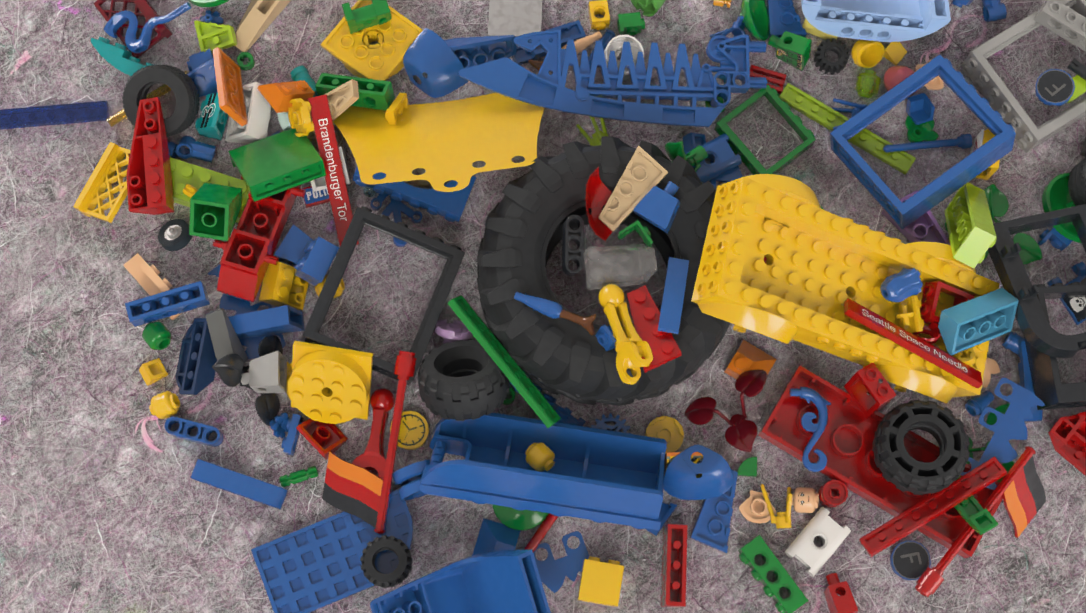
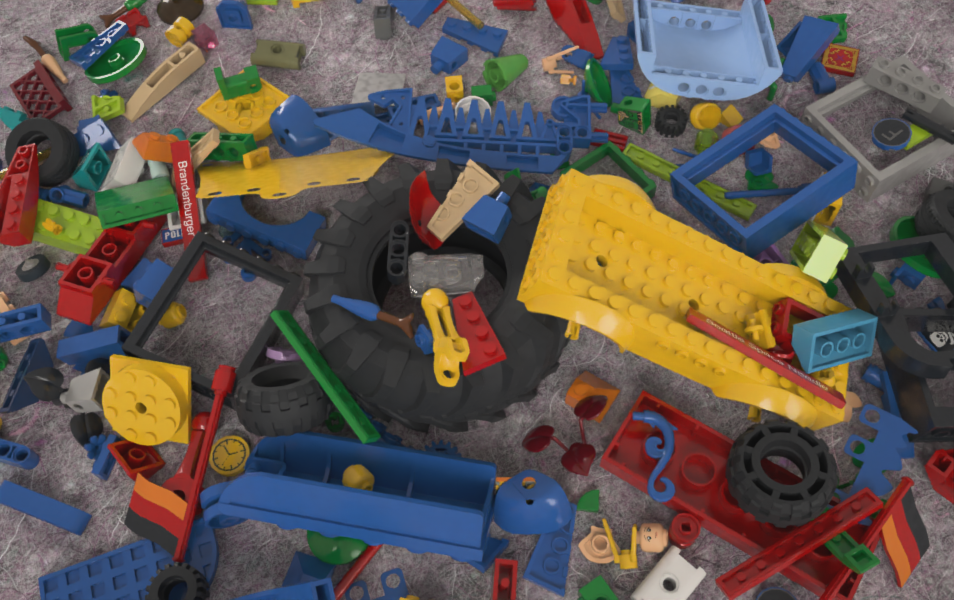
camera: 10 degrees right, 15 degrees down
(141, 44) = (32, 94): blue animal -> none
(214, 211) = (63, 238): green slope -> none
(224, 336) = (52, 354): dark grey slope -> none
(229, 86) = (105, 140): orange tile -> none
(250, 65) = (133, 131): green bush -> none
(298, 476) = (106, 501): green axle -> none
(300, 117) = (163, 164): yellow plate -> none
(642, 231) = (465, 236): green bracket -> none
(668, 429) = (505, 459): yellow tile -> none
(673, 295) = (499, 299): blue slope -> none
(866, 382) = (718, 412): red window -> none
(901, 285) = (748, 298): blue piece -> none
(977, 404) = (838, 438): blue cone -> none

